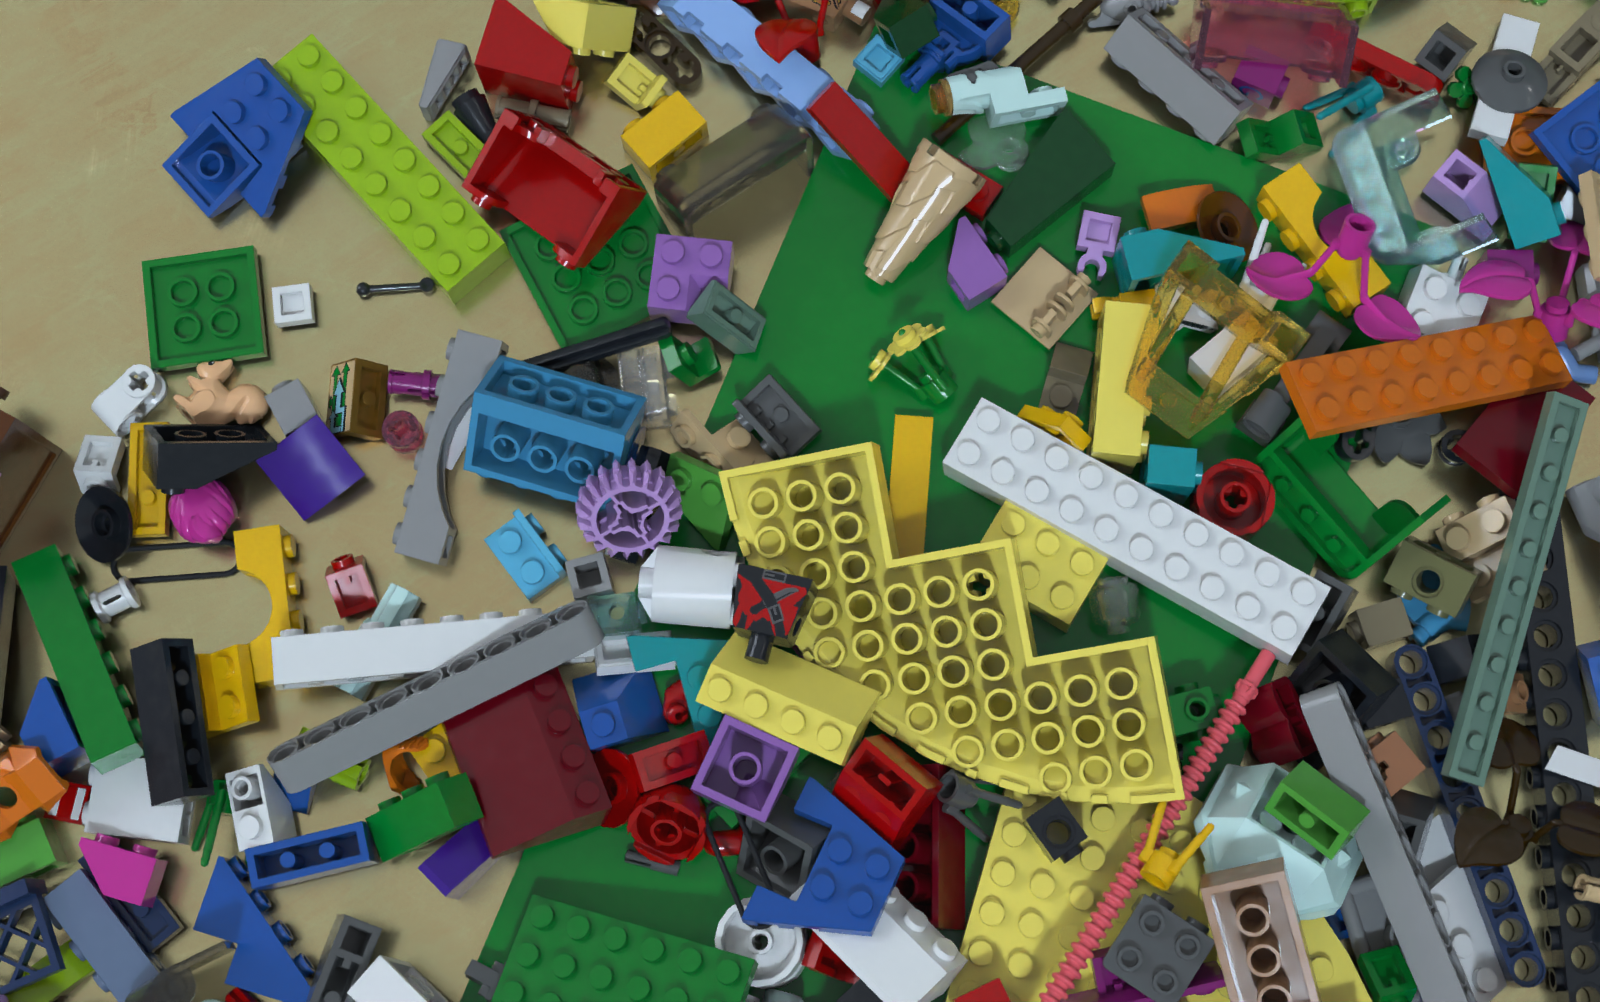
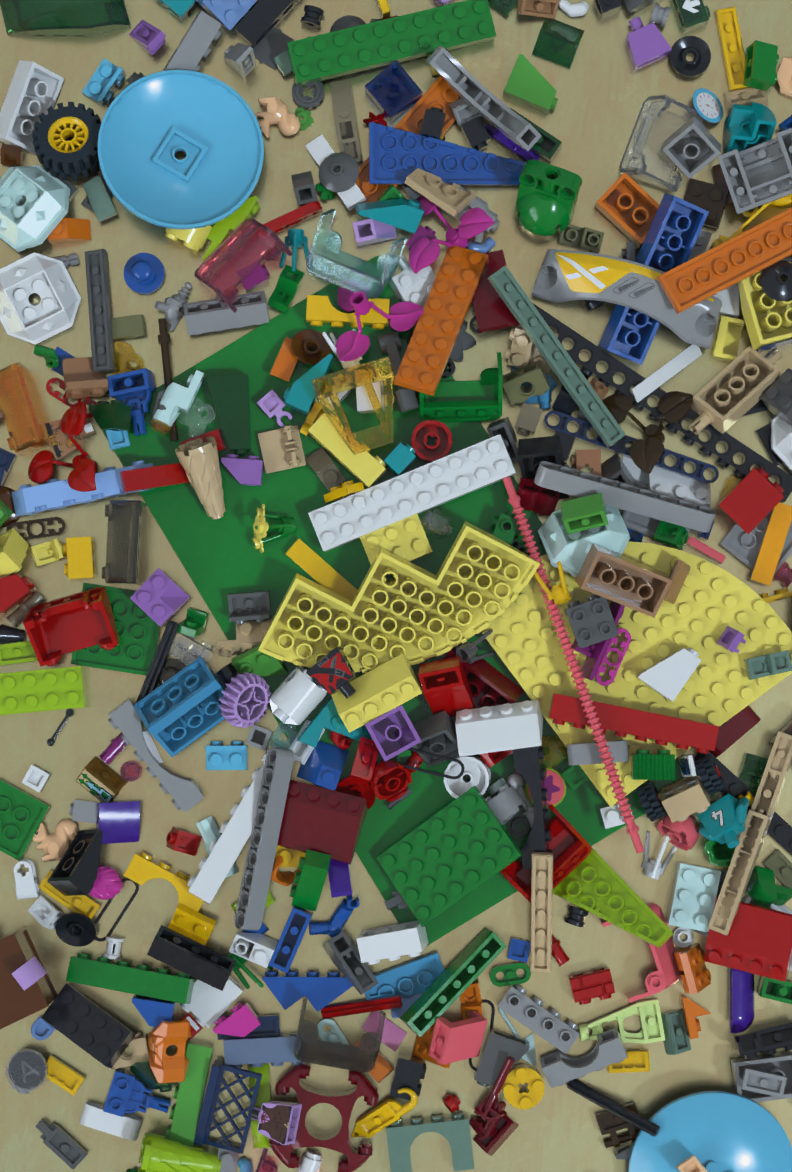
camera: 55 degrees left, 10 degrees up
(394, 908) = (337, 920): none -> blue arm
(727, 319) = (189, 594): sand green slope -> none
(847, 881) = (470, 725): blue wing -> none
(1056, 812) = (504, 624): black brick -> none

